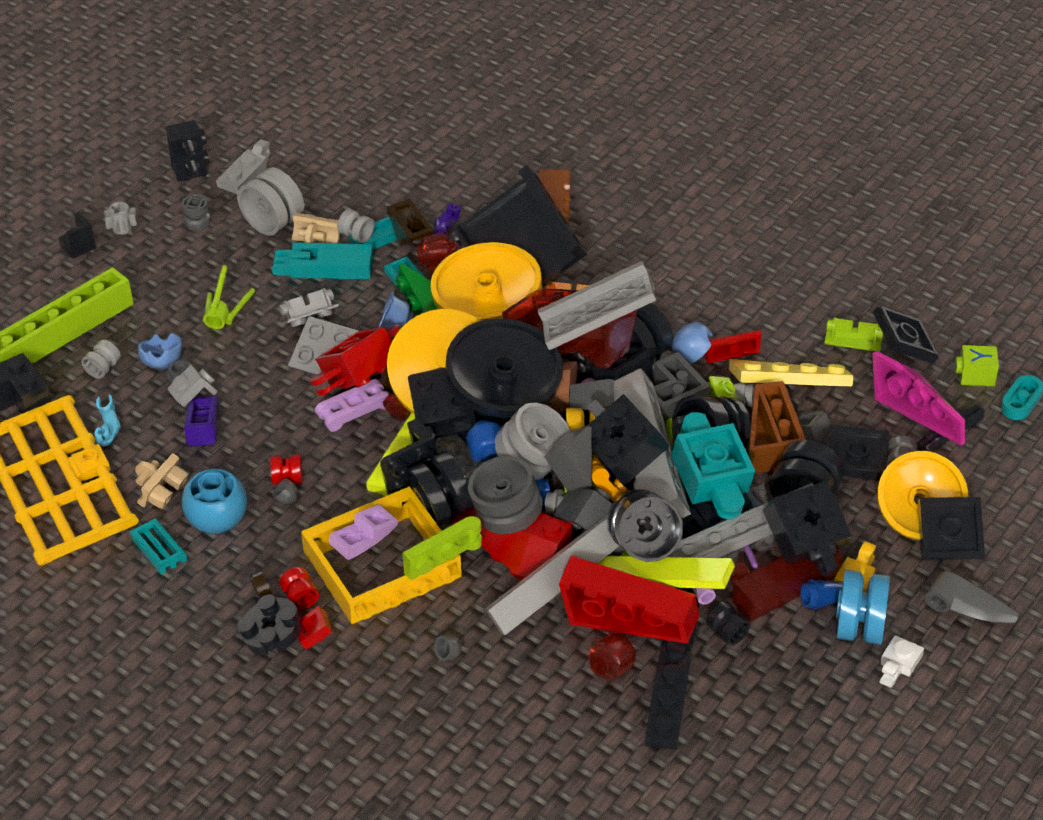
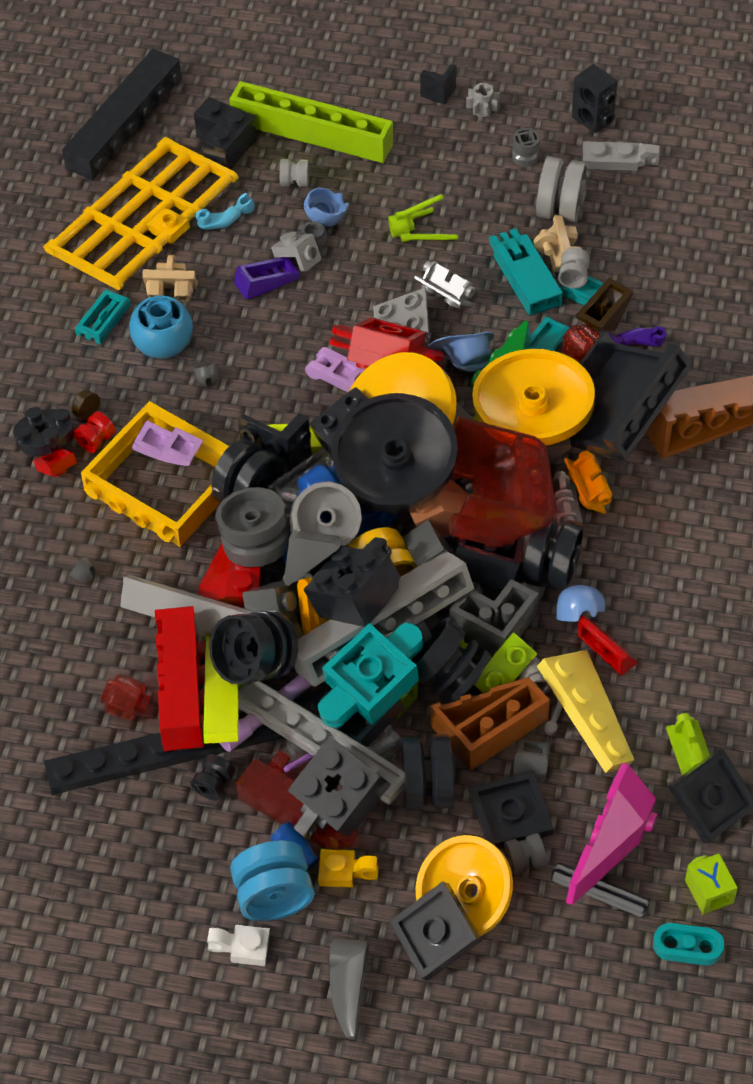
camera: 65 degrees right, 10 degrees up
(286, 468) = (231, 361): red wheel -> none
(442, 547) = (168, 507): lime plate -> none
(597, 305) = (494, 484): light grey fence -> none

